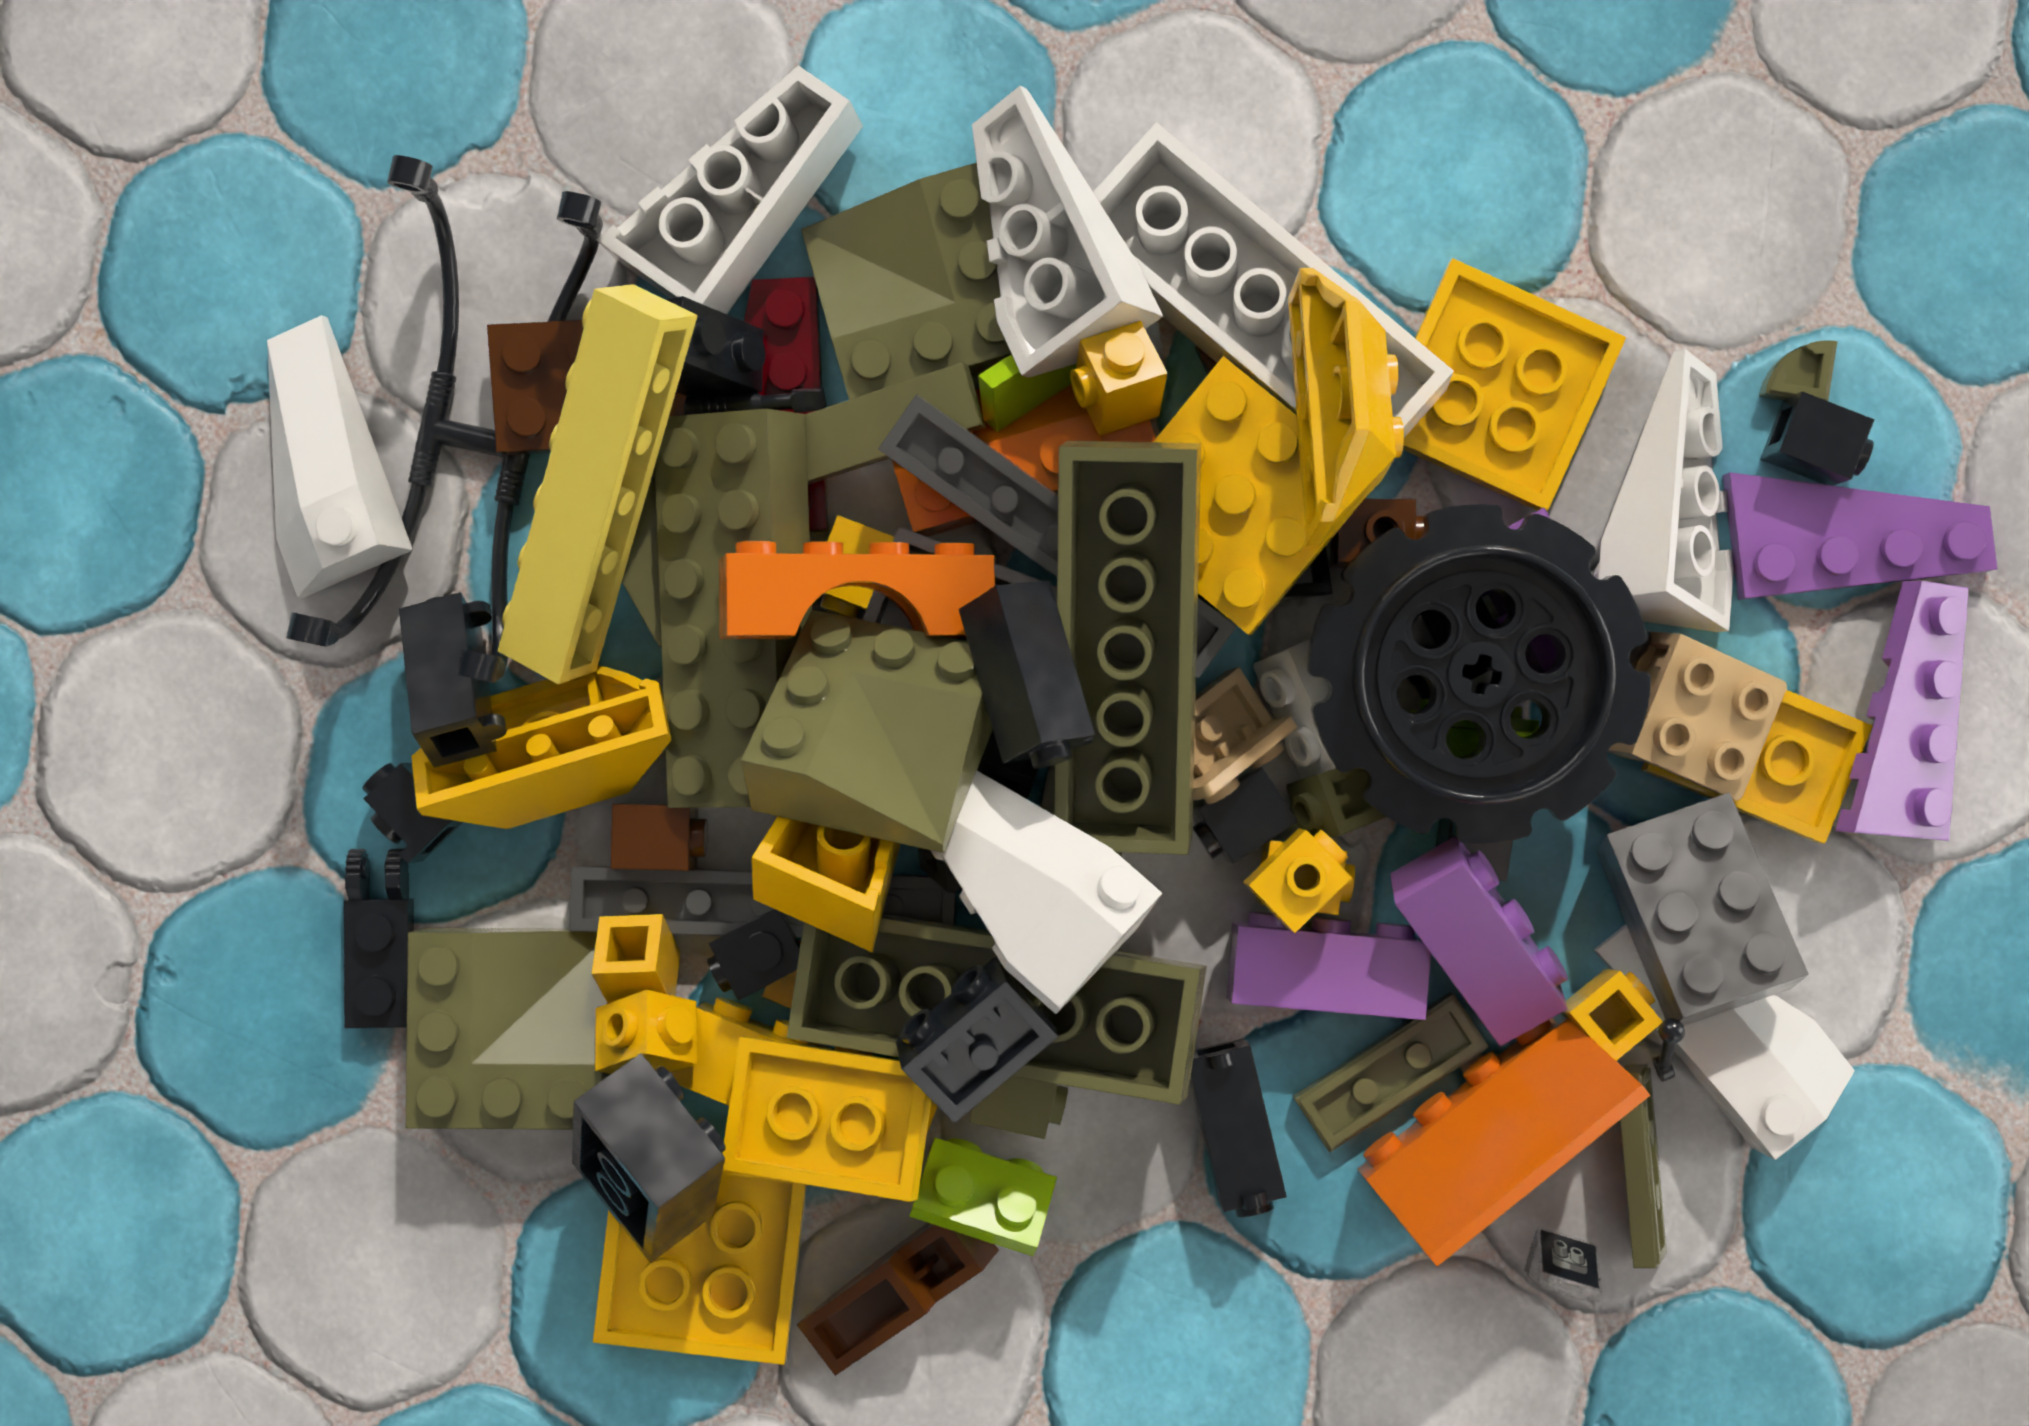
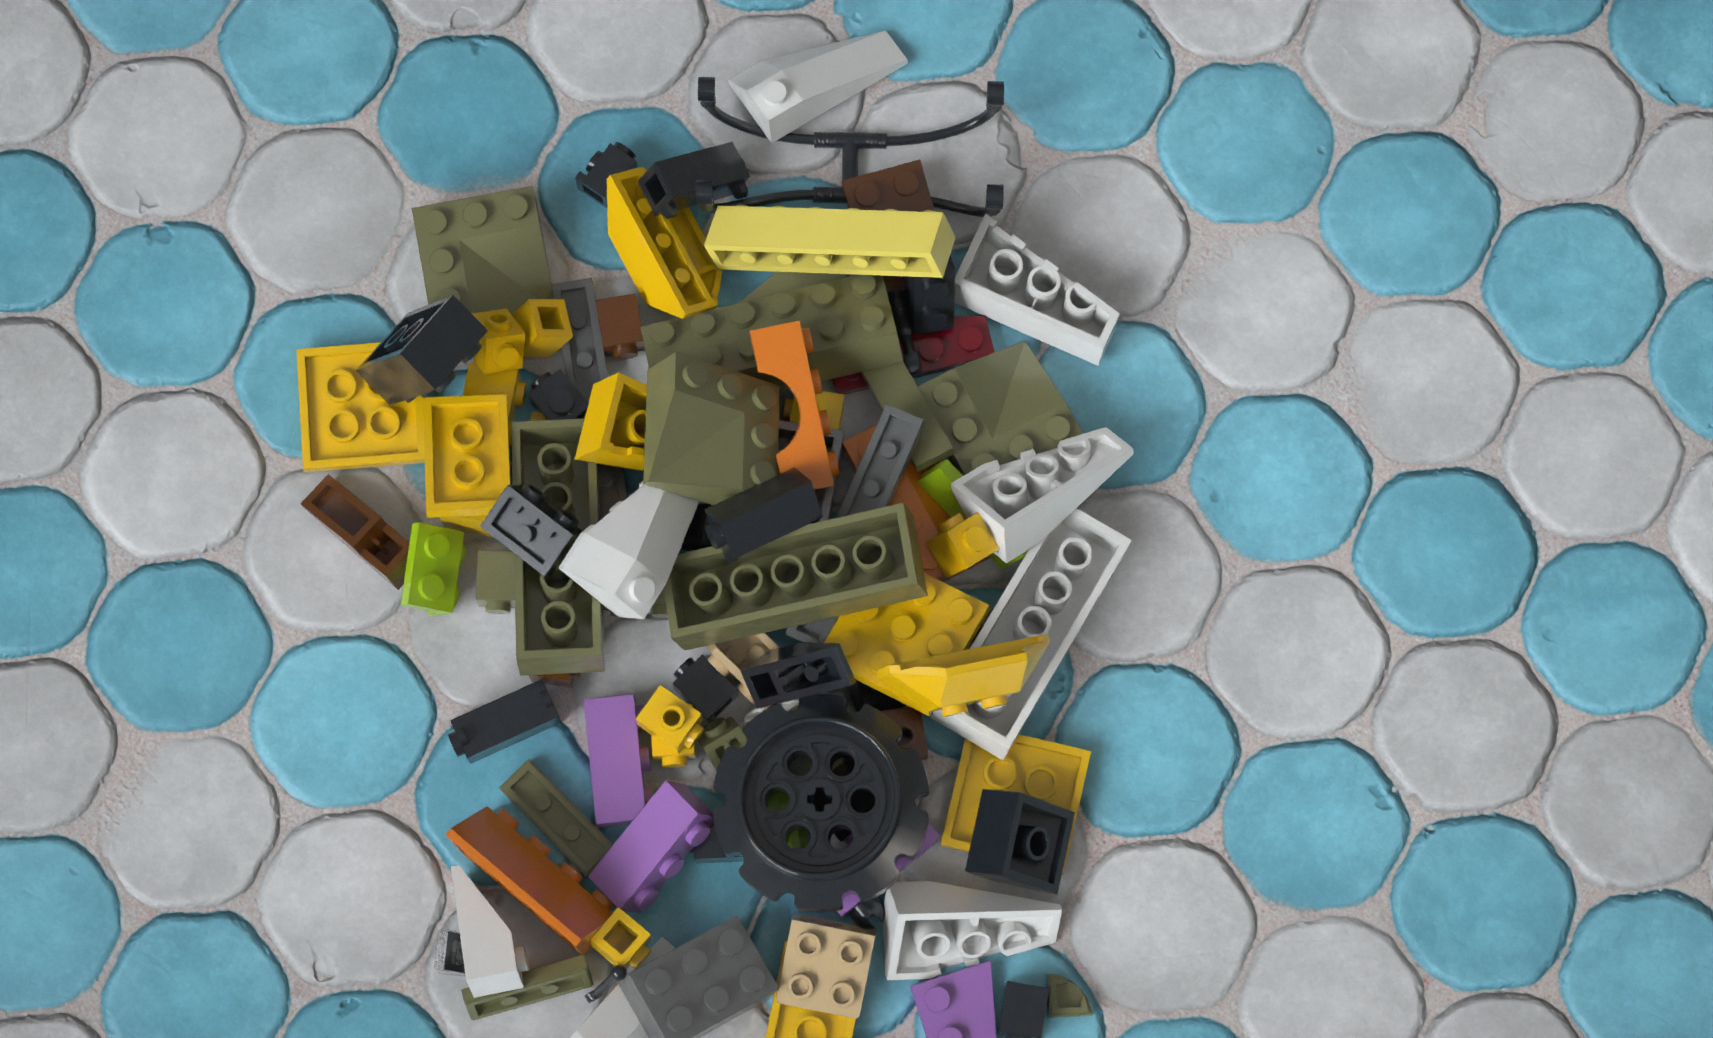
camera: 75 degrees right, 10 degrees down
(376, 943) = (521, 169): black hinge -> none
(1272, 669) = (797, 672): none -> black slope
(1578, 391) = (1019, 841): none -> black slope
(1582, 1218) = (488, 946): none -> white slope

